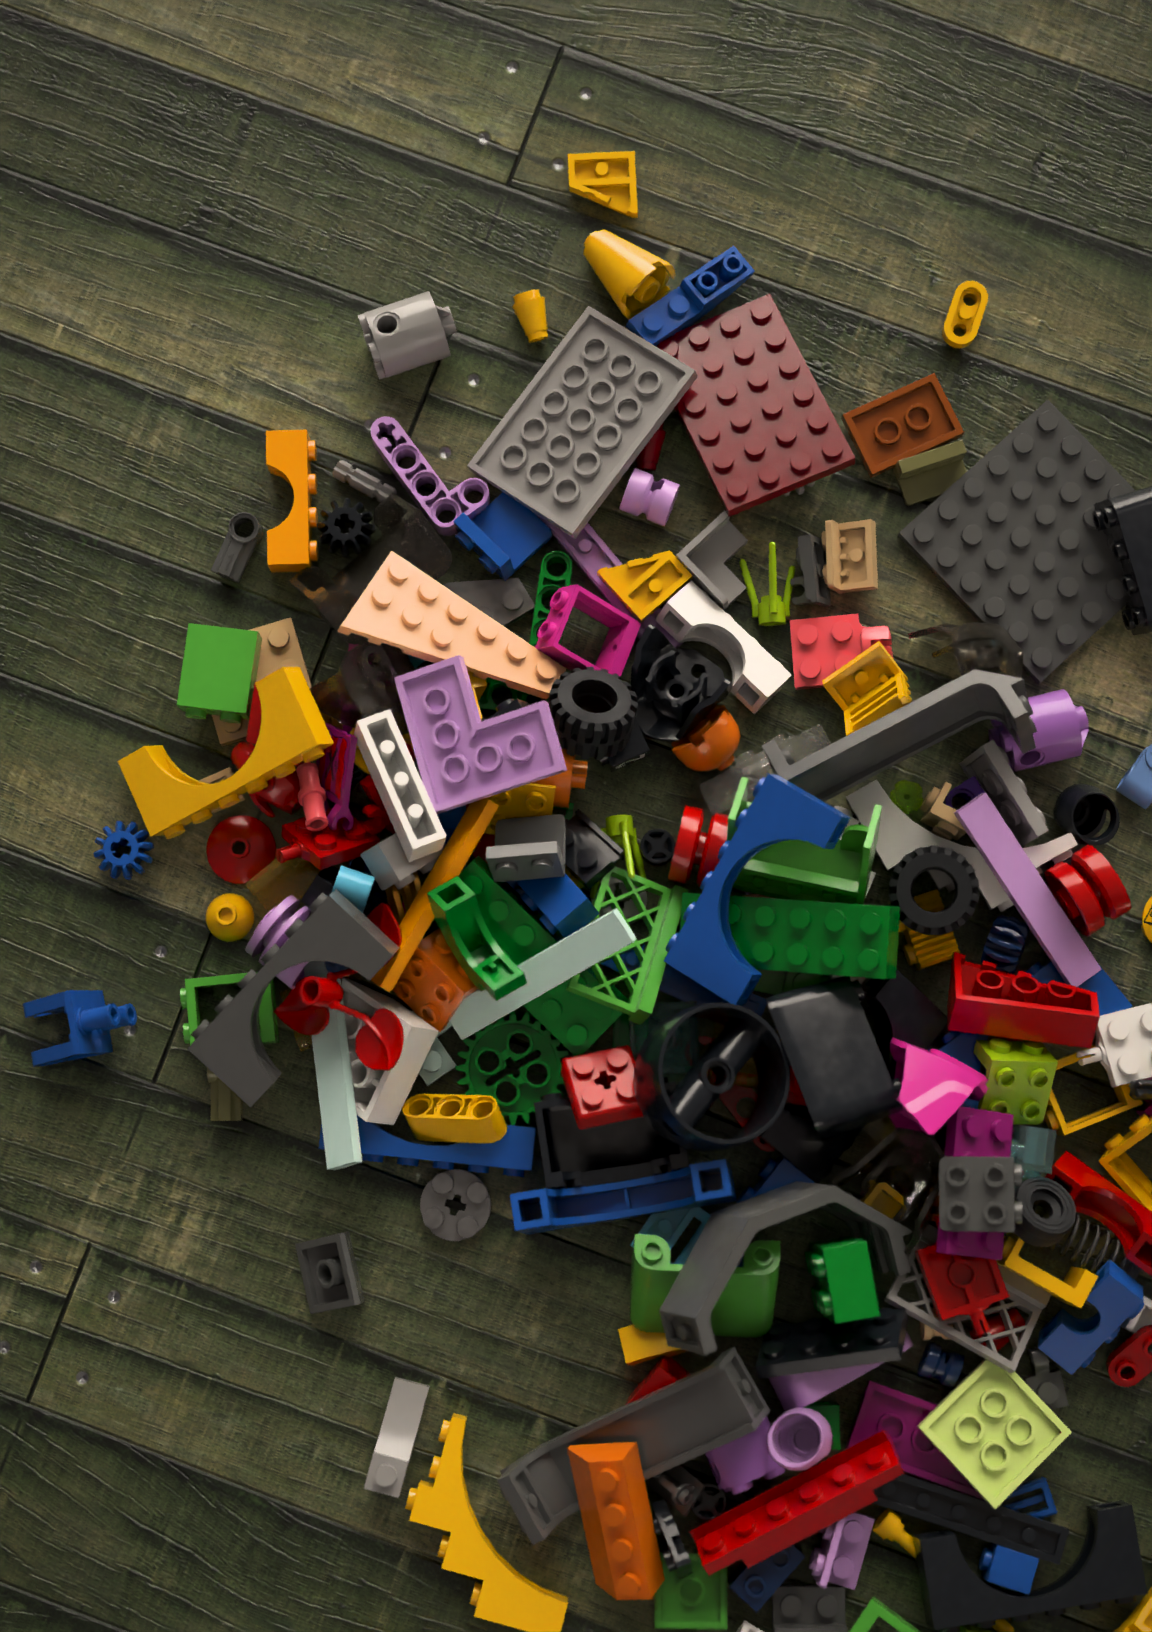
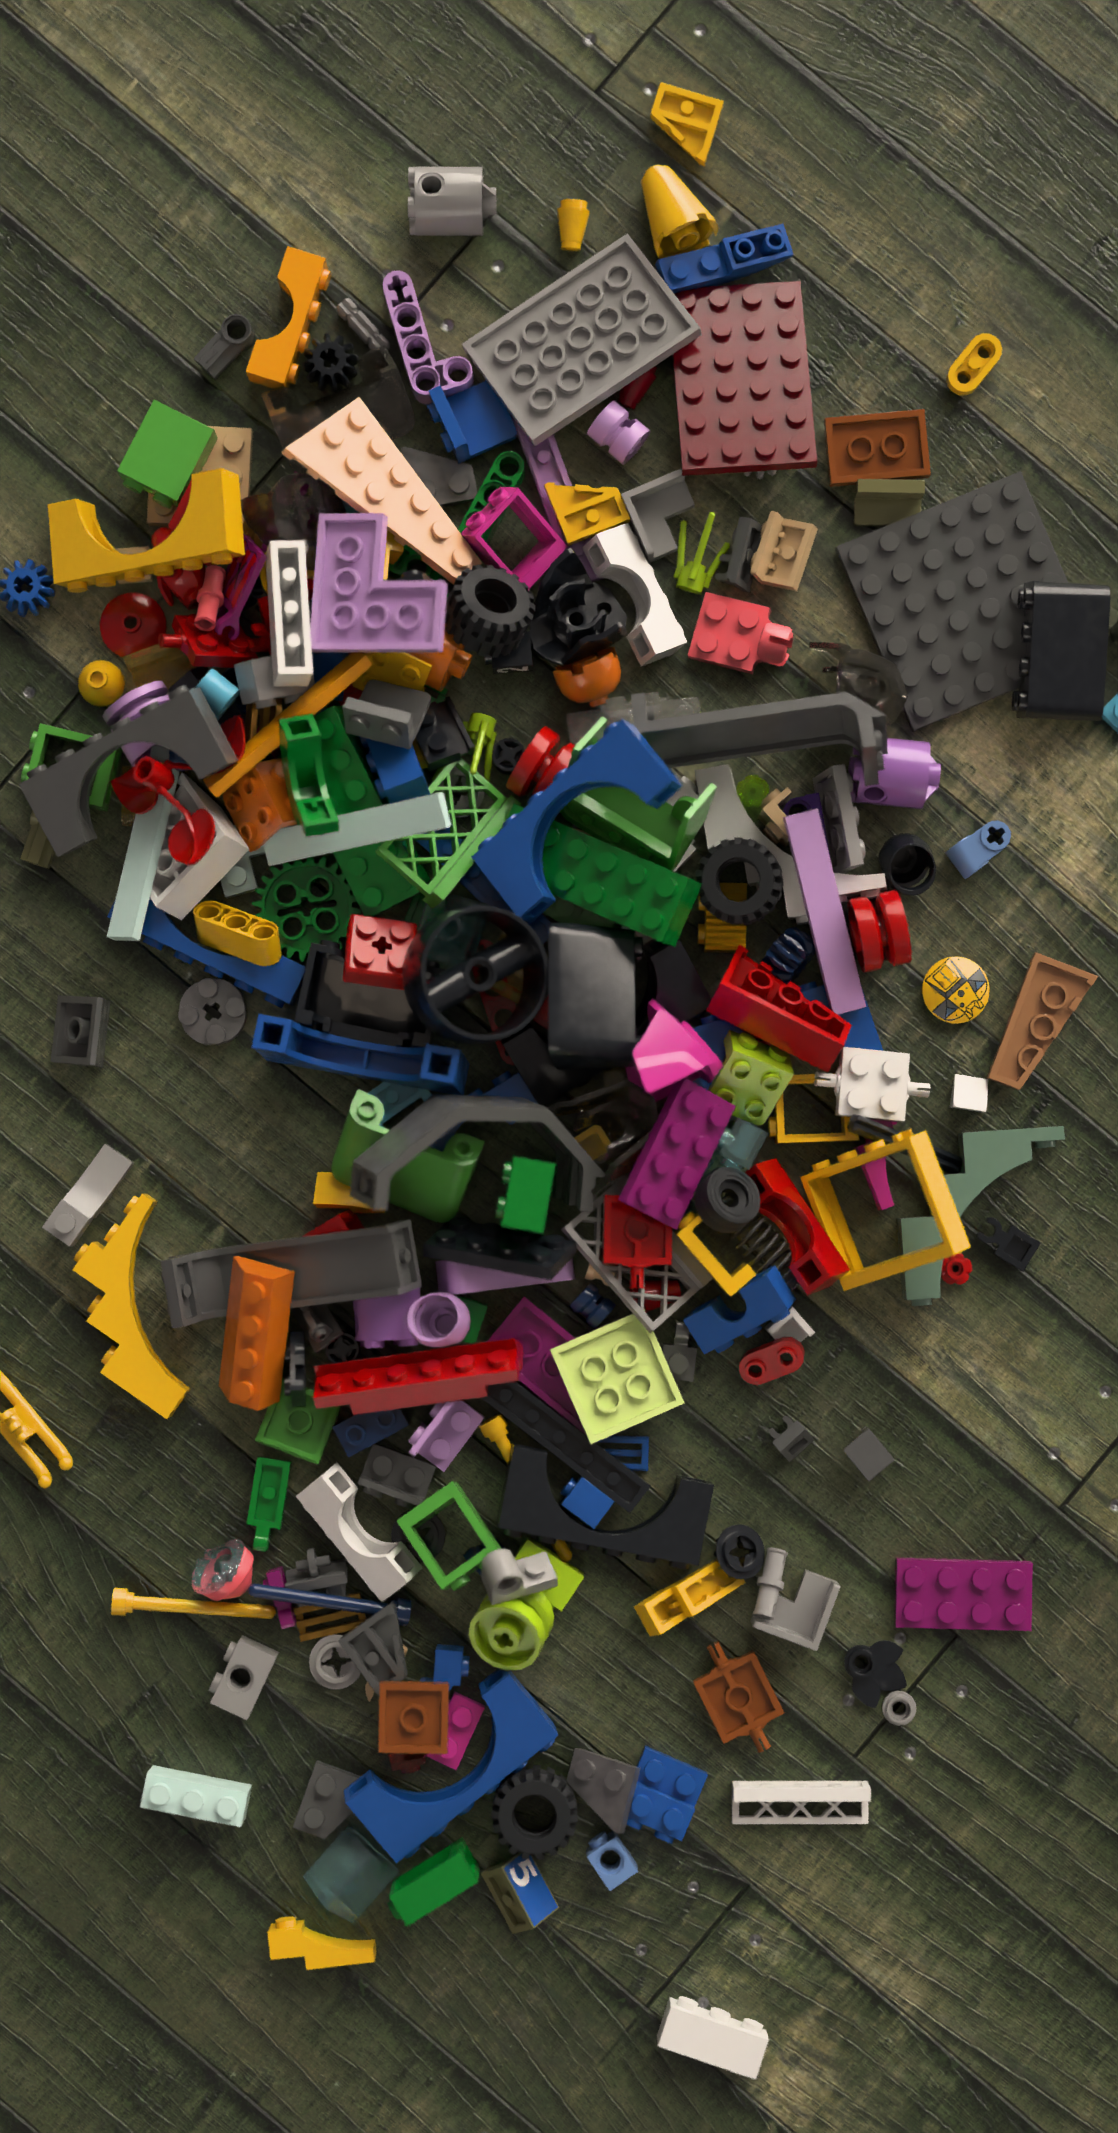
camera: 20 degrees right, 5 degrees up
(868, 687) = (751, 676): yellow plate -> none
(979, 1194) = (675, 1161): dark grey bracket -> none

